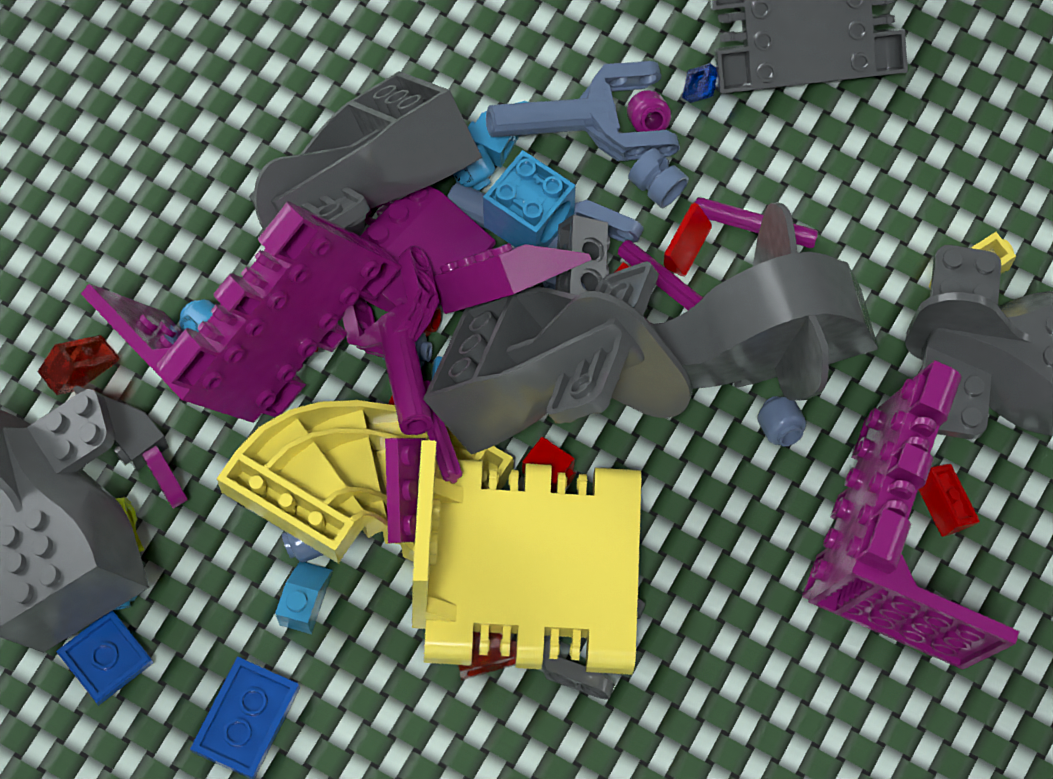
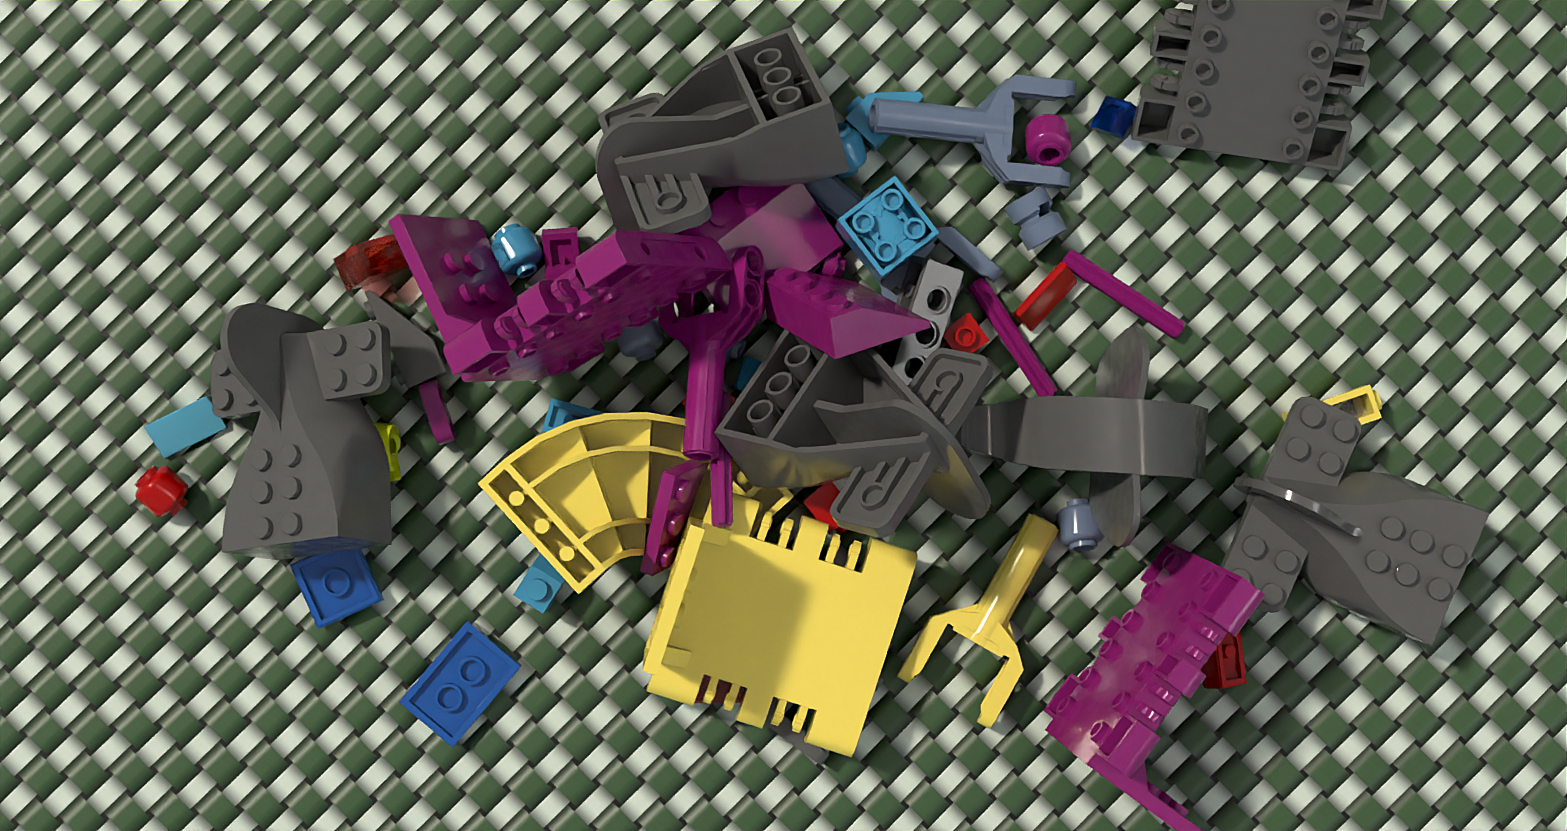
camera: 15 degrees right, 20 degrees up
(333, 368) = (641, 342): none -> sand blue head
(725, 528) = (989, 619): none -> light yellow piece

